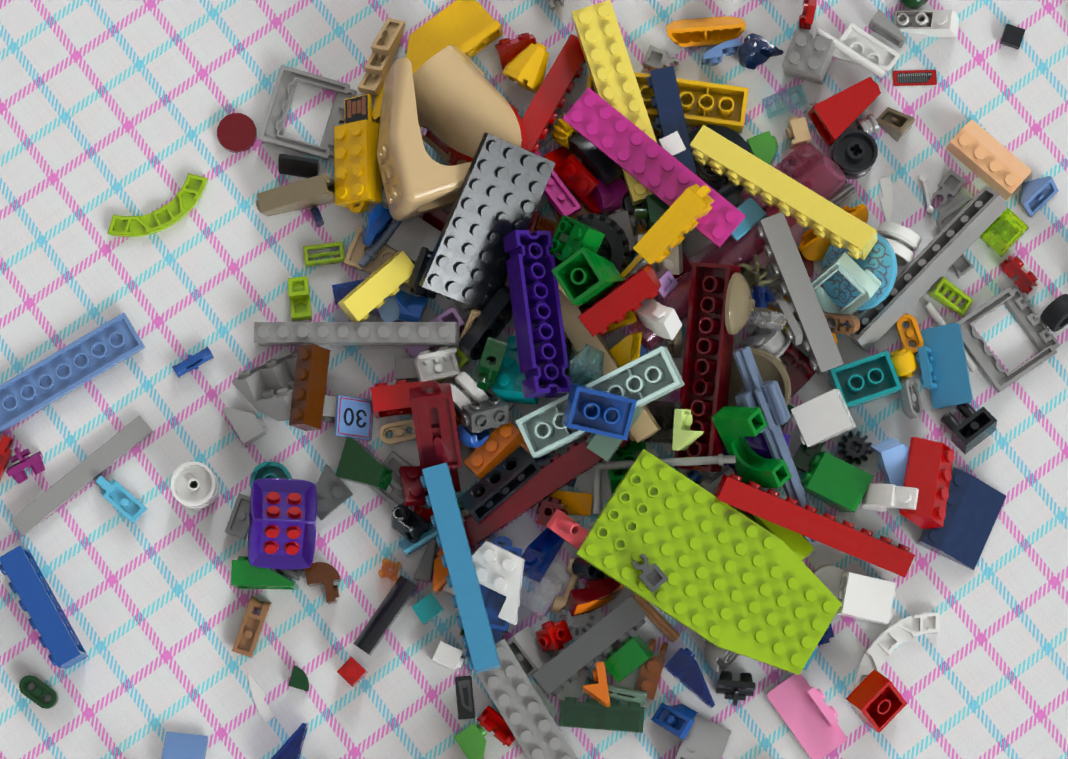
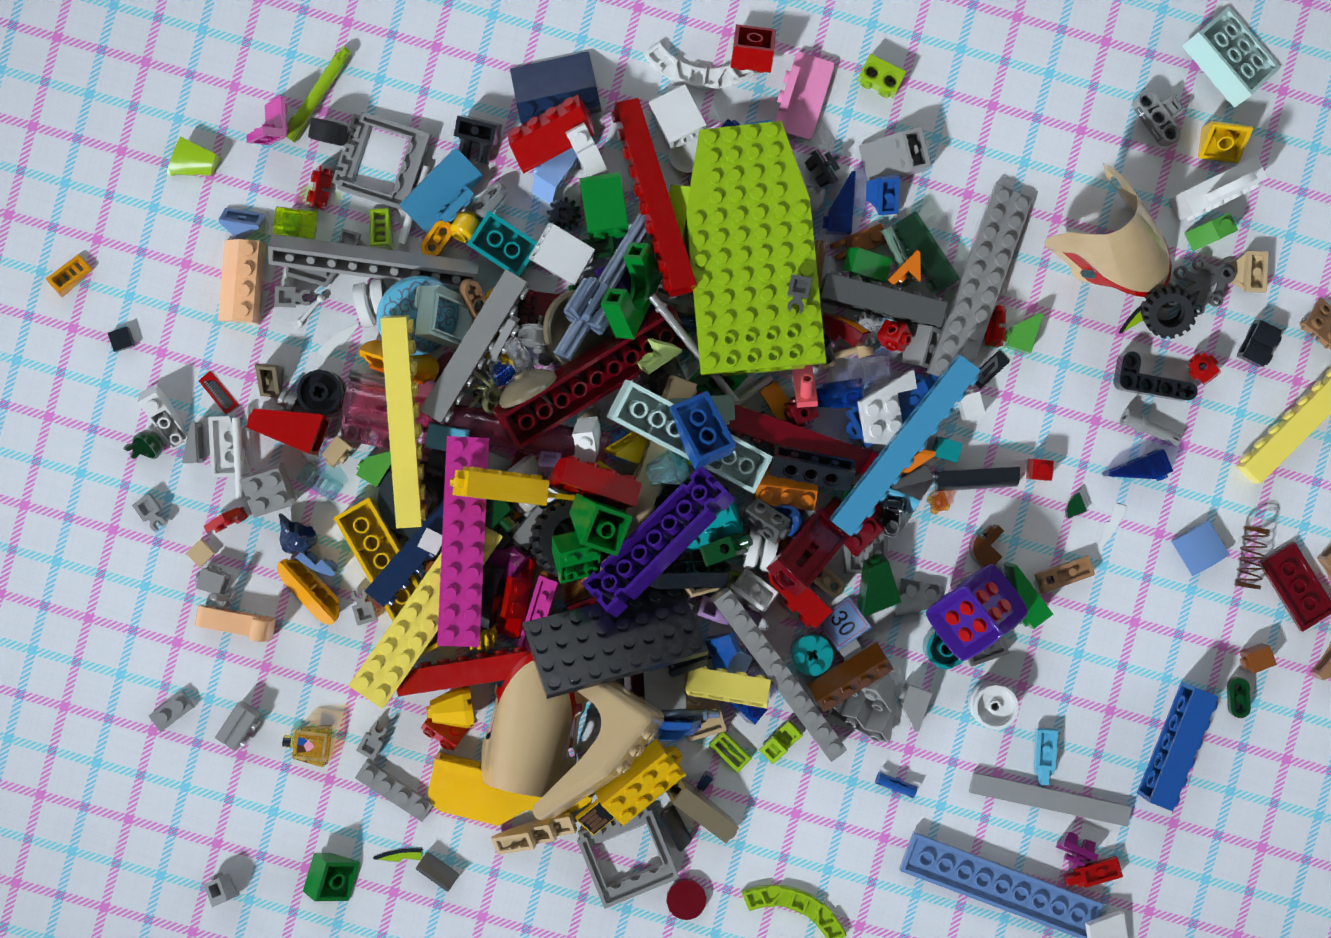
camera: 125 degrees left, 10 degrees up
(57, 731) = (1257, 658): none -> dark orange brick
(361, 378) = (814, 665): none -> teal brick

